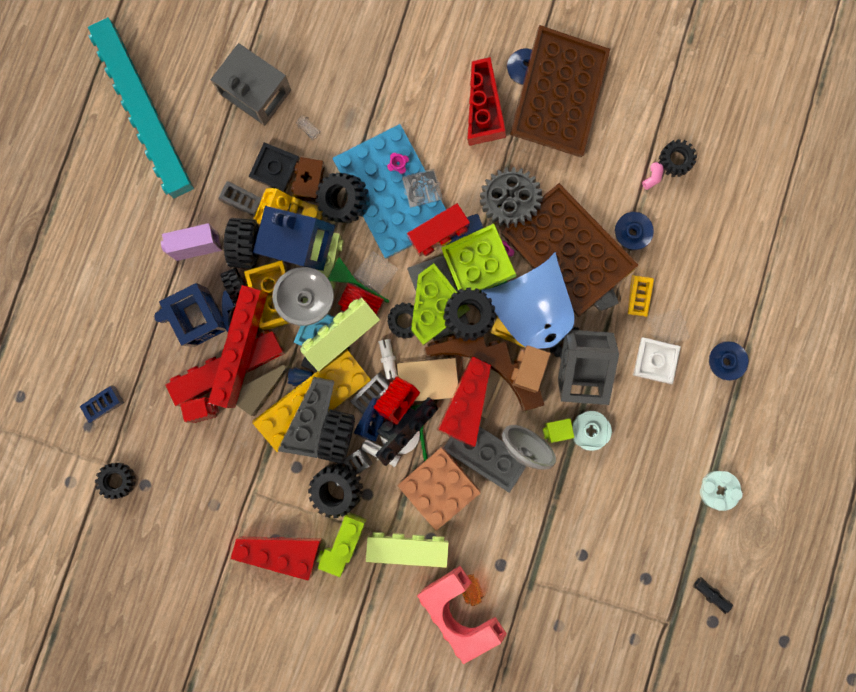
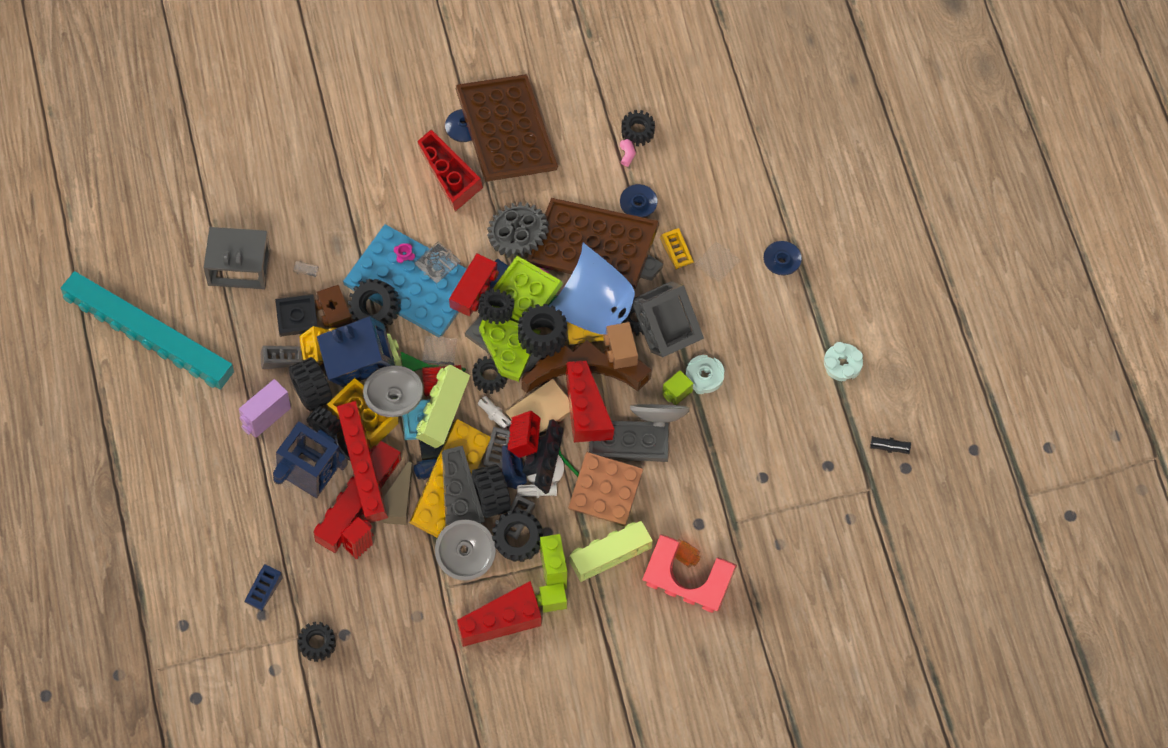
camera: 30 degrees left, 20 degrees down
(279, 484) = (478, 555): none -> light grey dish
(450, 257) = (494, 314): none -> black tyre
(656, 360) = (724, 291): white tile -> none

